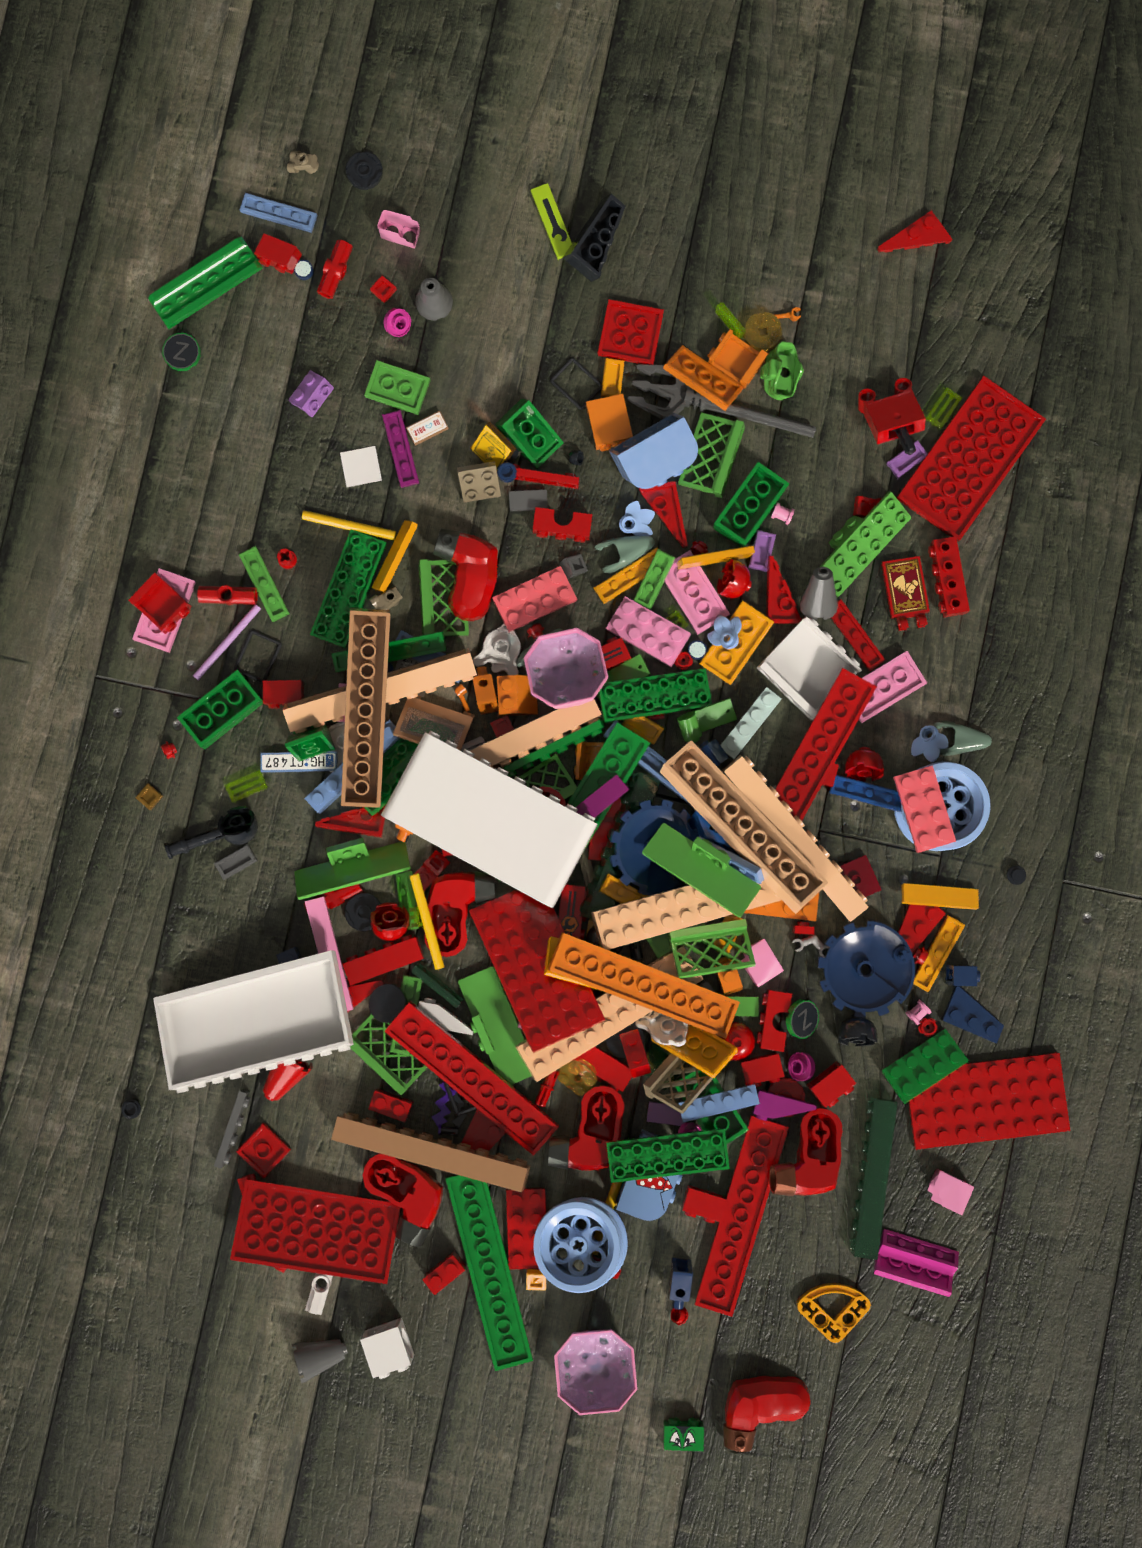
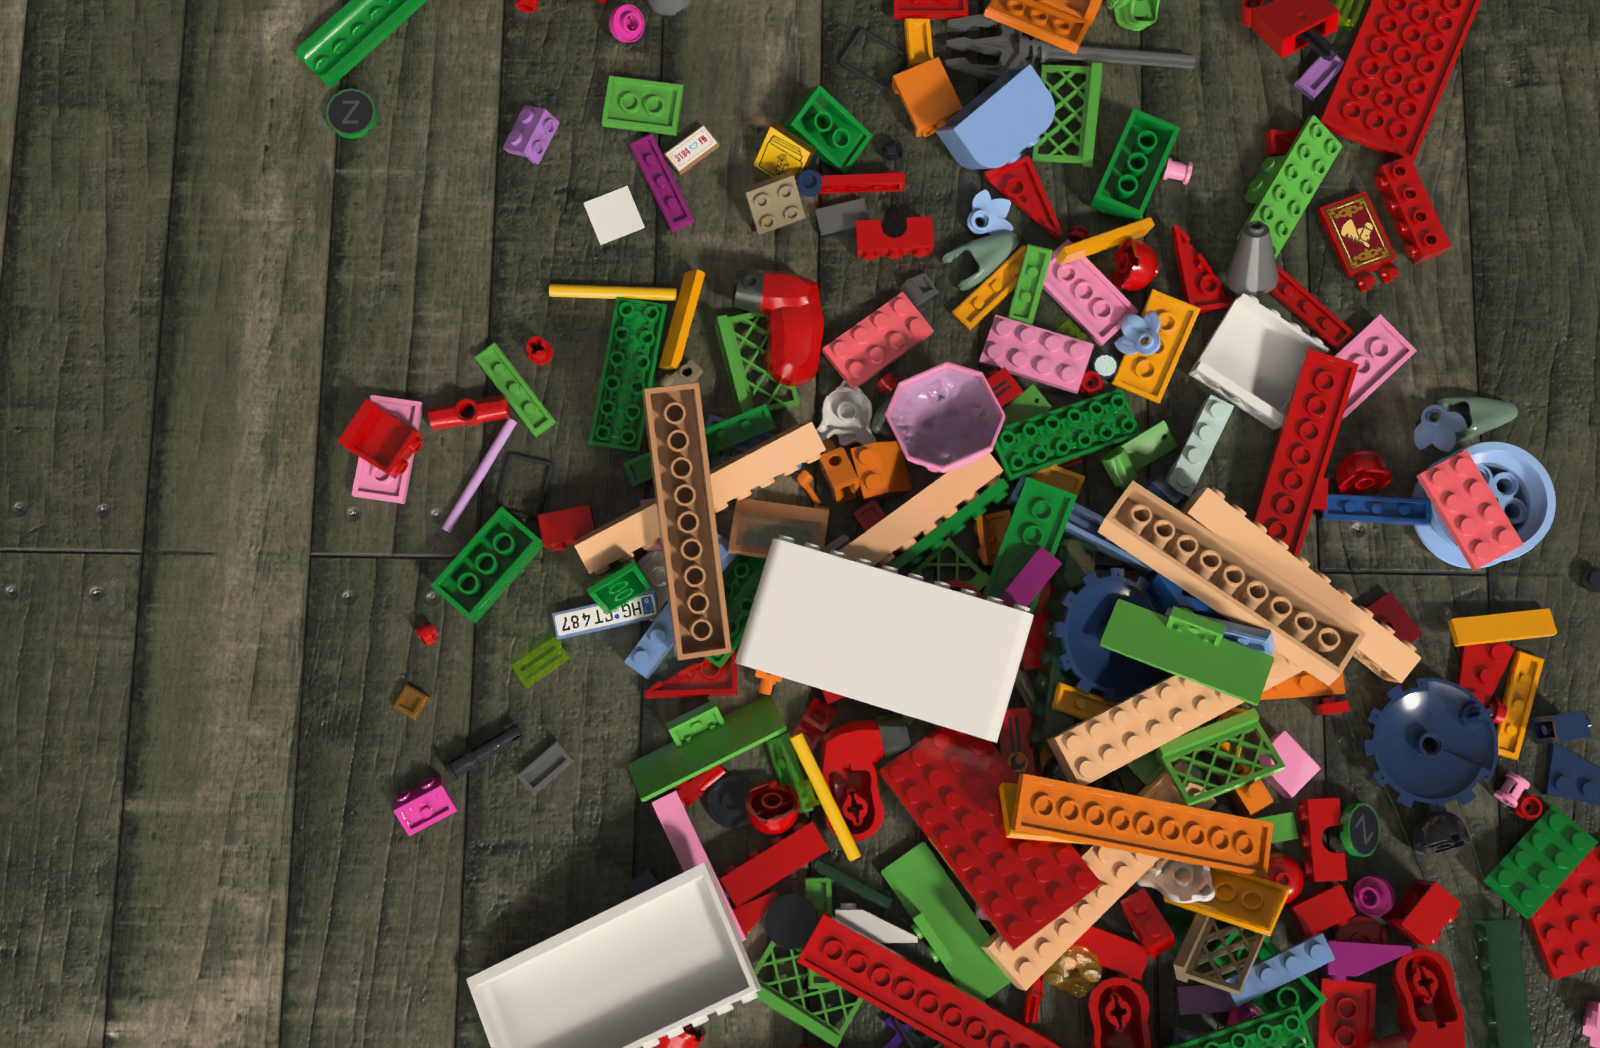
camera: 15 degrees left, 5 degrees down
(145, 871) = (423, 805): none -> dark pink bracket
(238, 825) = (540, 716): black cylinder -> none
(763, 548) = (1162, 214): medium lavender tile -> none
(813, 939) = (1345, 719): light grey arm -> none

